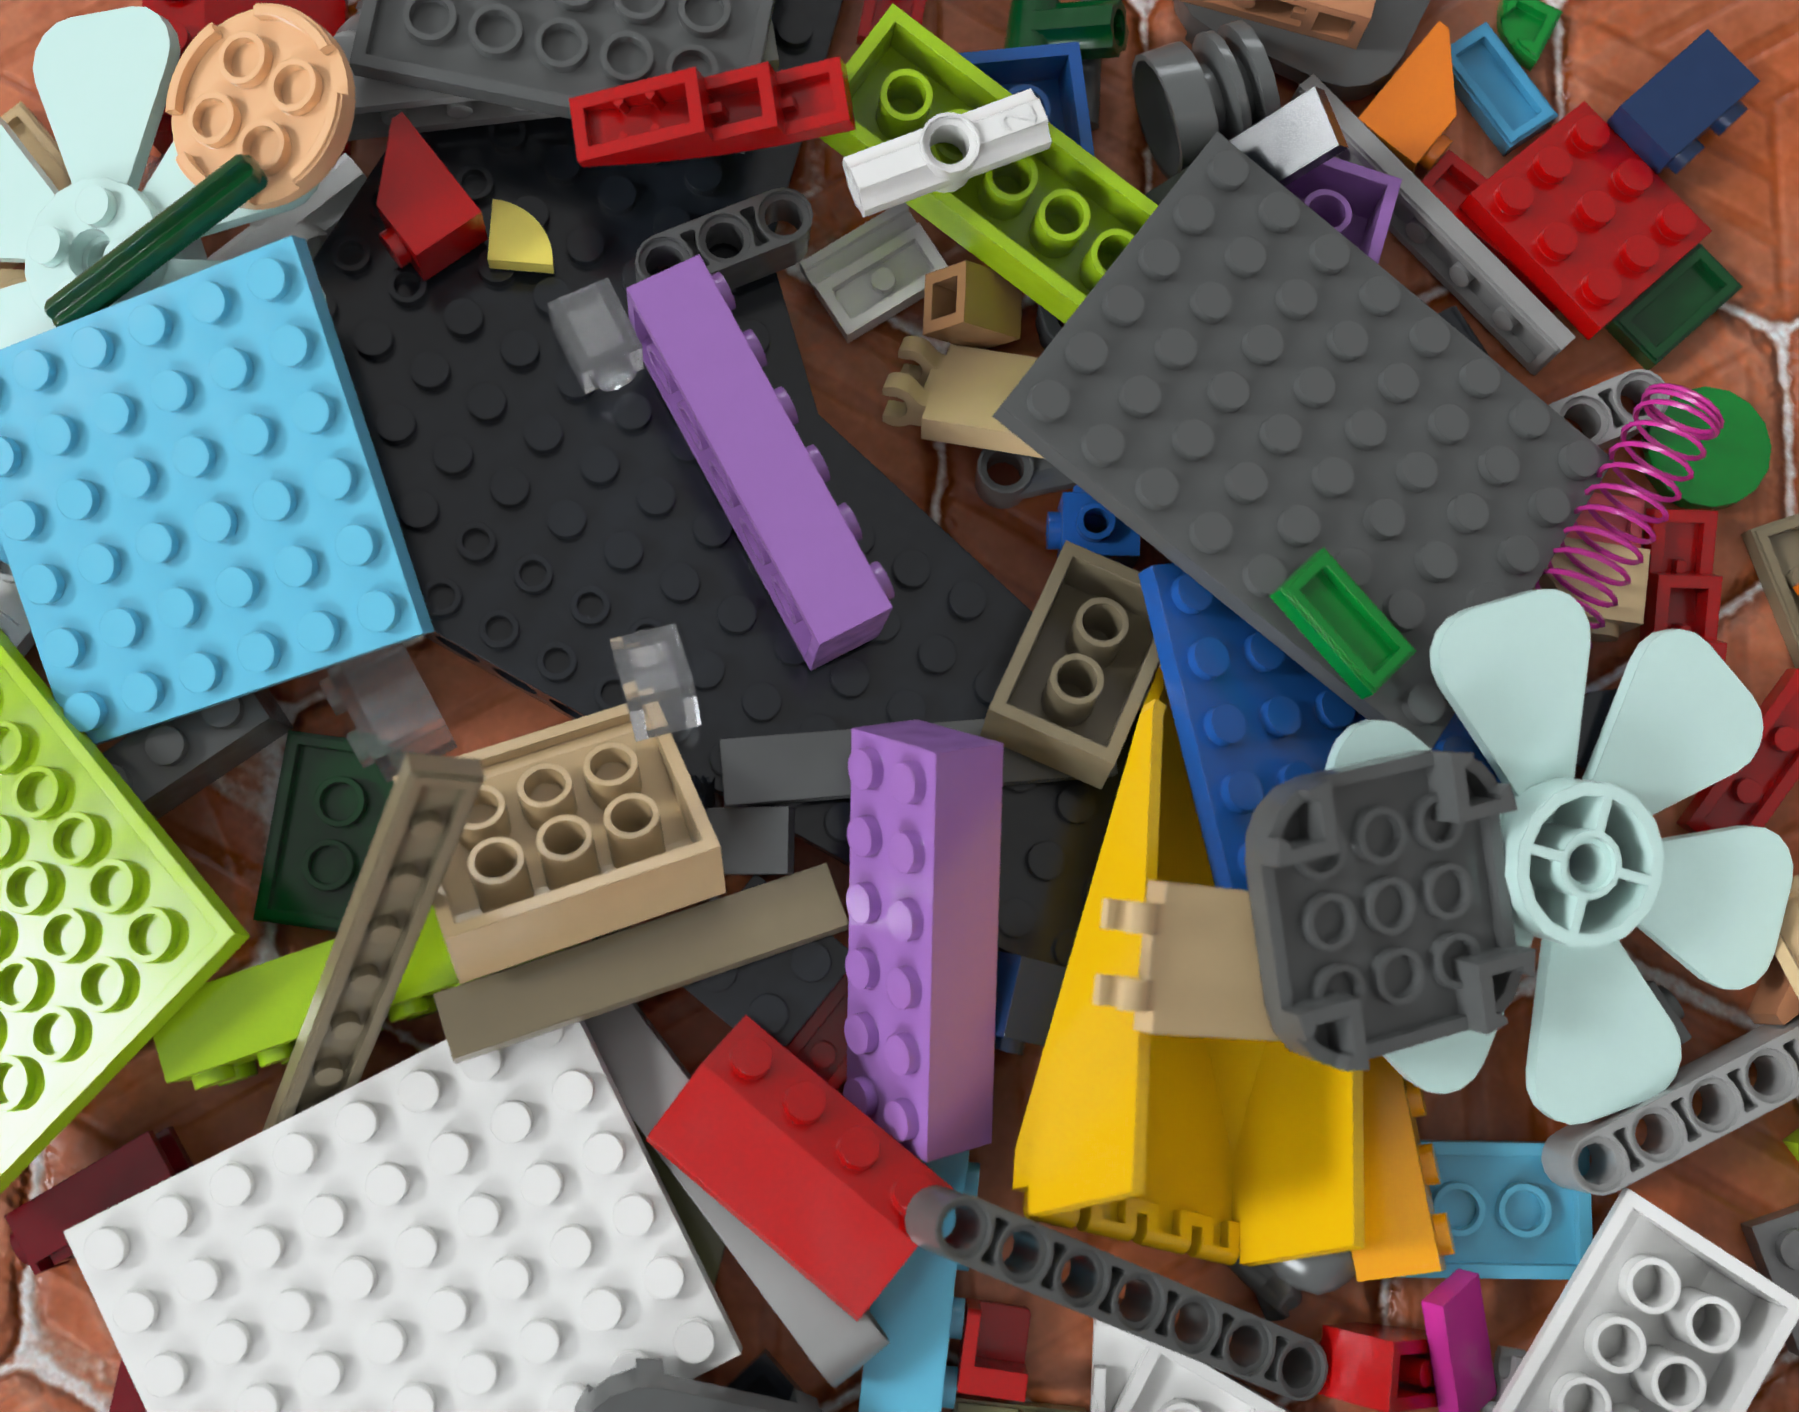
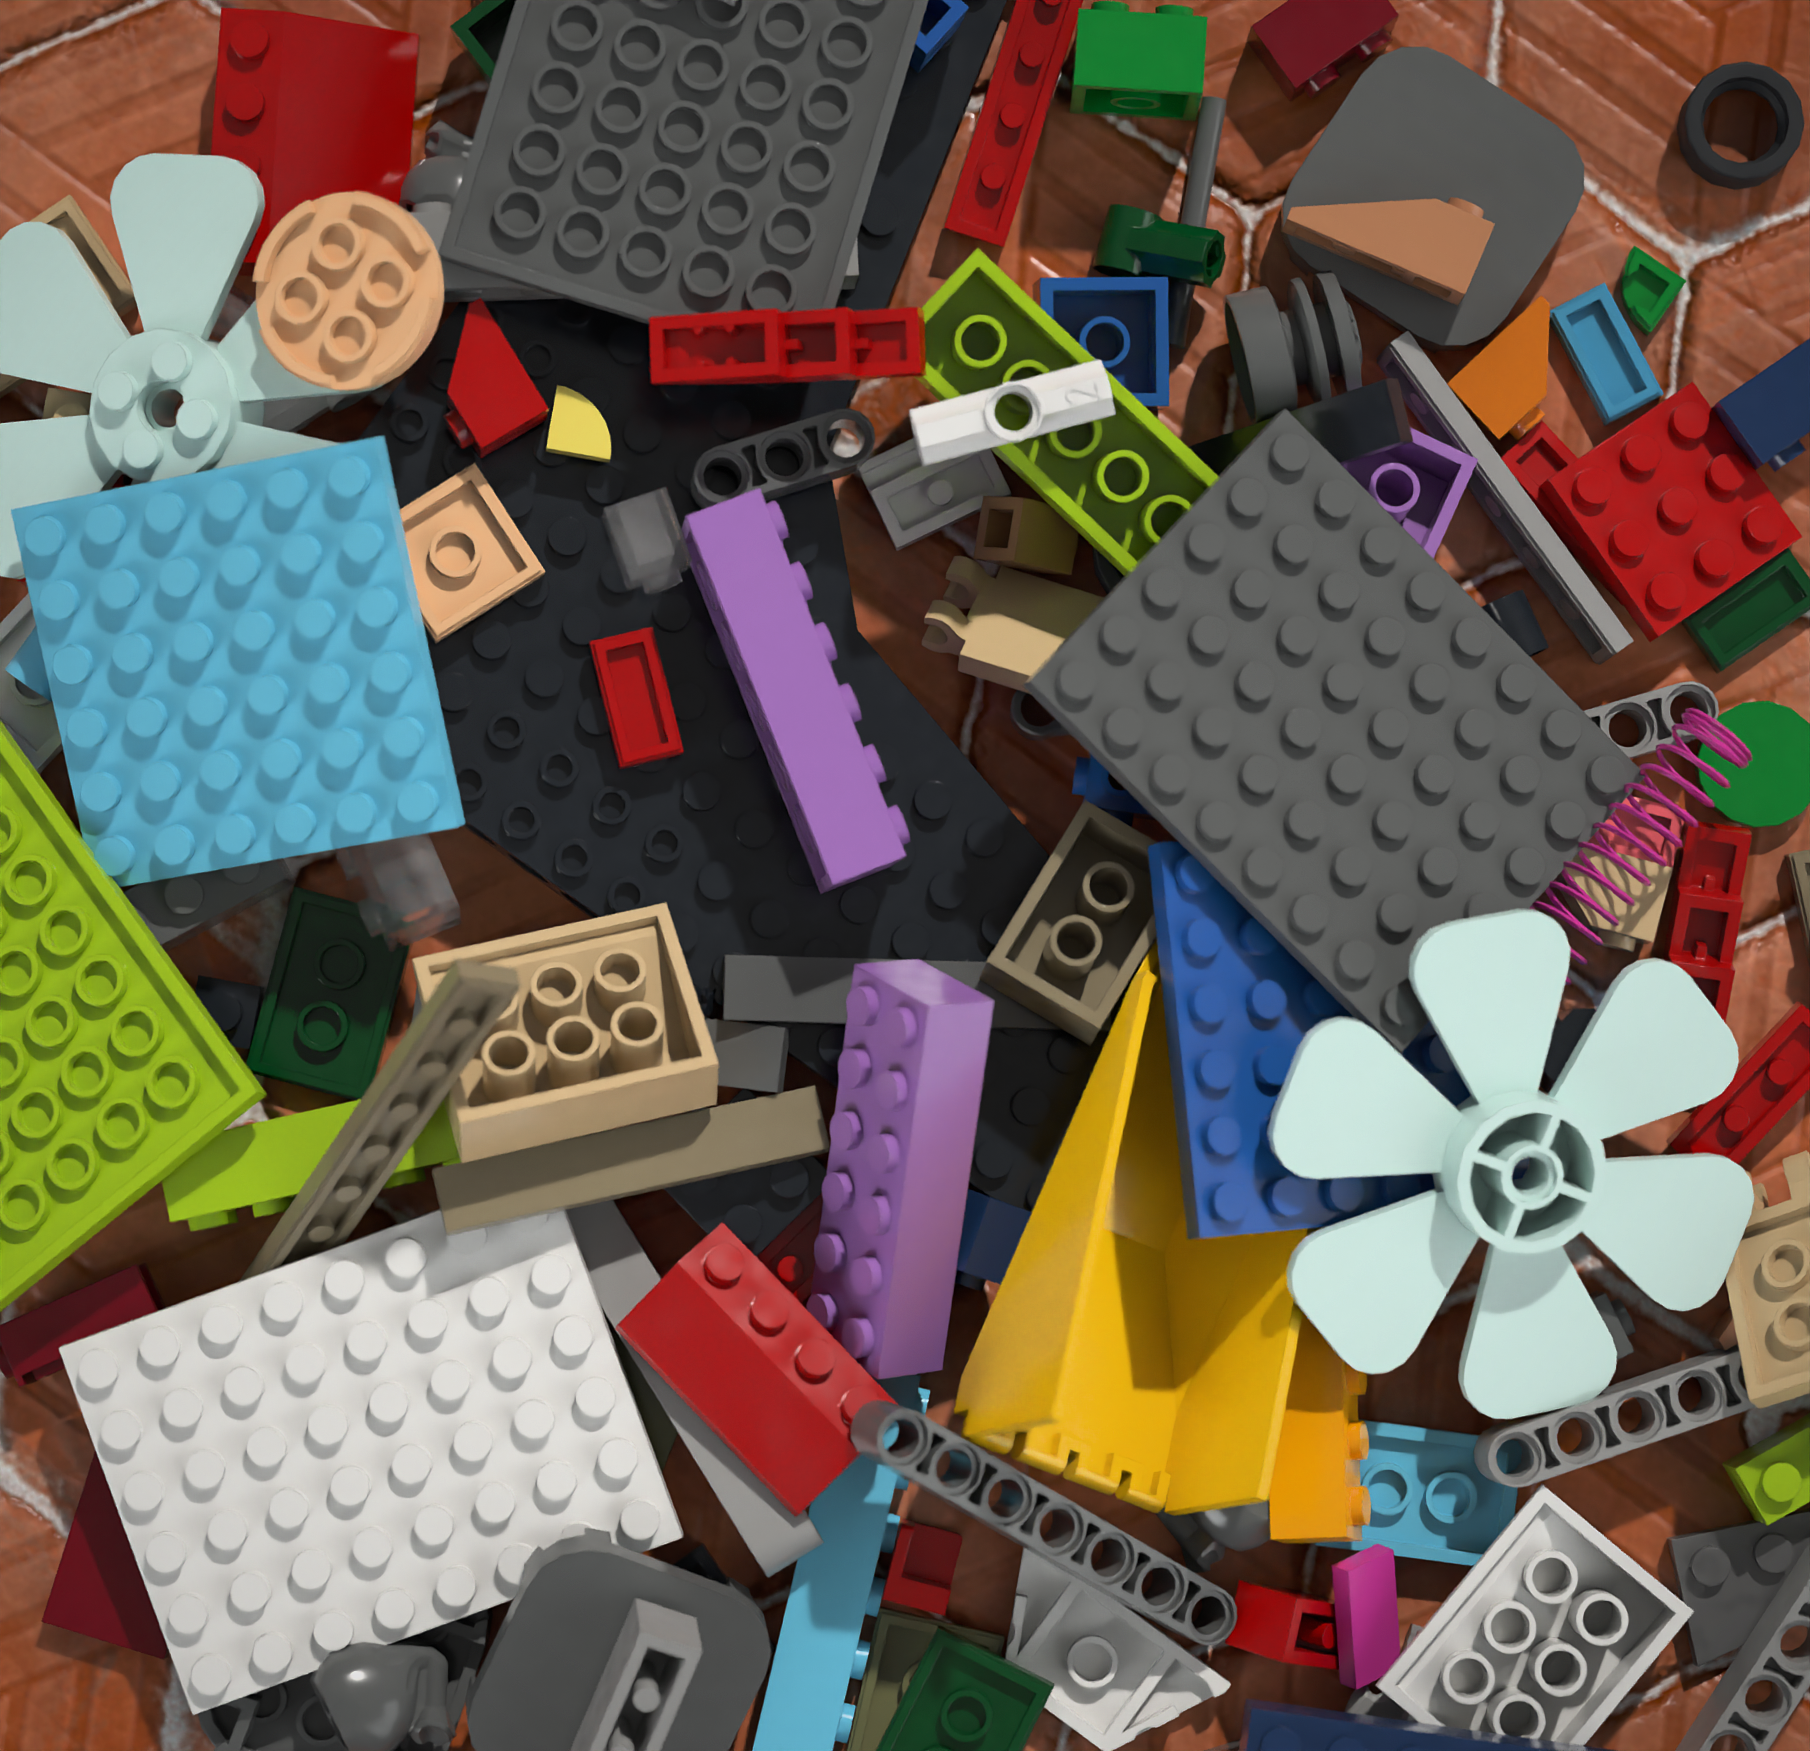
camera: 10 degrees right, 5 degrees up
(158, 240) = (236, 417): dark green axle -> none
(231, 860) = (232, 1007): none -> black plate
(412, 371) = (464, 552): none -> light nougat tile
(603, 495) = (636, 697): none -> red tile
(655, 682) = (670, 894): clear brick -> none
(1194, 963) = (1169, 1228): tan tile -> none
(1342, 623) = (1330, 922): green tile -> none
(1383, 906) = (1328, 1192): dark grey tile -> none

